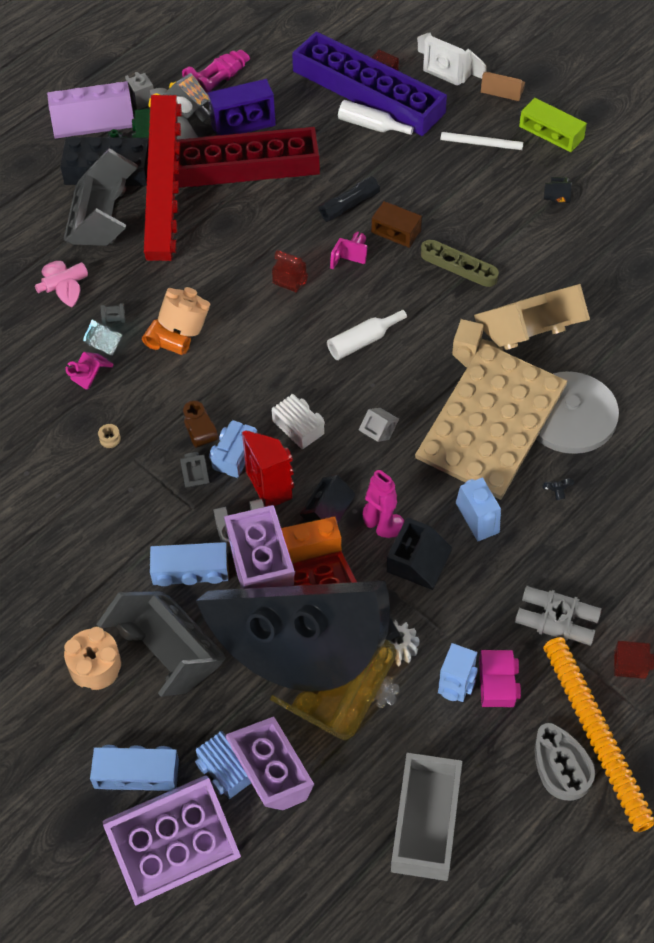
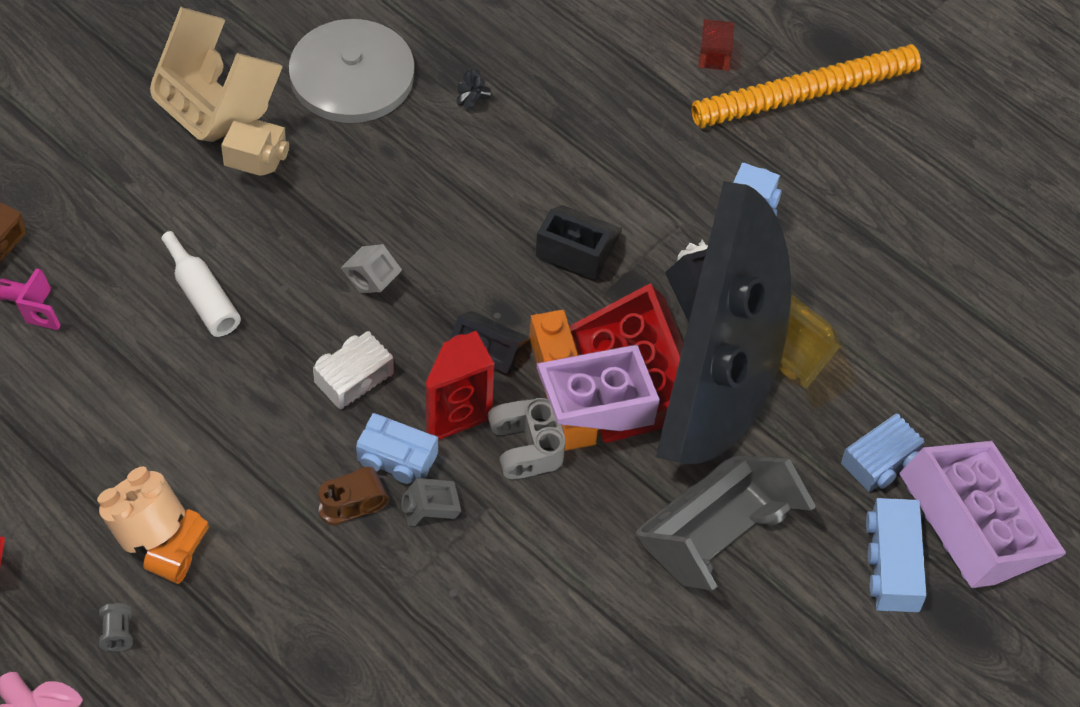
camera: 95 degrees left, 0 degrees up
(86, 368) = (228, 656): dark pink bracket -> none
(92, 658) = (746, 611): light nougat brick -> none
(102, 337) = (164, 640): clear light blue panel -> none
(109, 429) = (361, 632): tan bush -> none
(189, 564) = (592, 501): light blue brick -> none
(271, 764) = (885, 389): lavender slope -> none
(289, 271) = (66, 376): clear red brick -> none
(380, 506) = (517, 261): dark pink piece -> none
(426, 817) = (932, 243): light grey piece -> none
(439, 251) = (68, 167): olive beam -> none
(479, 508) = (510, 167): light blue torso -> none
(491, 419) = (371, 145): tan plate -> none
(498, 678) = (730, 157): dark pink brick -> none
(547, 622) = (659, 107): light grey pin -> none
(551, 773) = (841, 109): light grey piece -> none

